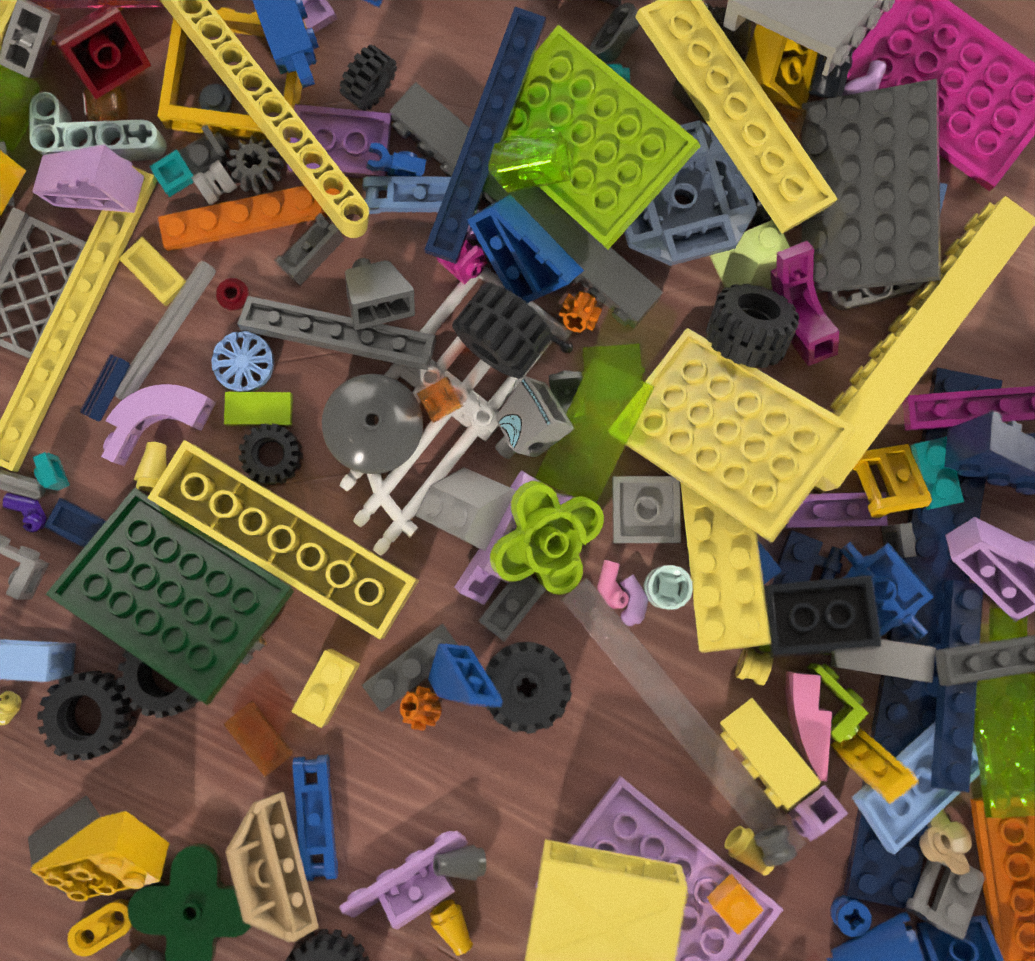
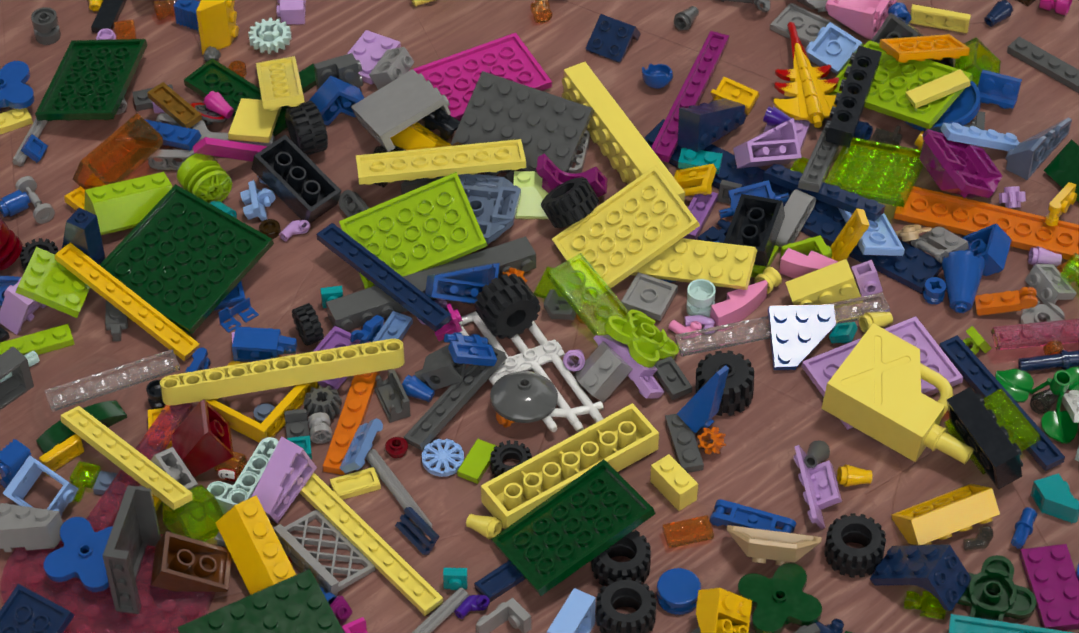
camera: 65 degrees left, 35 degrees down
(150, 406) = (450, 497): lavender arch -> none
(155, 767) = (678, 591): none -> blue head
(203, 249) = (360, 445): none -> medium blue plate
(334, 268) = (416, 388): none -> blue cone
(390, 324) = (470, 349): none -> blue plate
(439, 85) = (330, 293): none -> teal plate
(440, 399) = (528, 358): clear orange tile -> none
(474, 461) = (573, 364): none -> lavender cone
(530, 160) = (416, 254): clear neon green slope -> none
(531, 420) = (567, 321): light grey torso -> none
(670, 751) = (797, 332): none -> plate
(683, 642) = (739, 304): none -> bright pink slope
(705, 813) = (843, 332): none -> teal plate
(734, 904) = (900, 325): light orange brick -> none
(775, 845) = (875, 300): dark grey wheel -> none
(868, 82) = (459, 108): lavender arm -> none

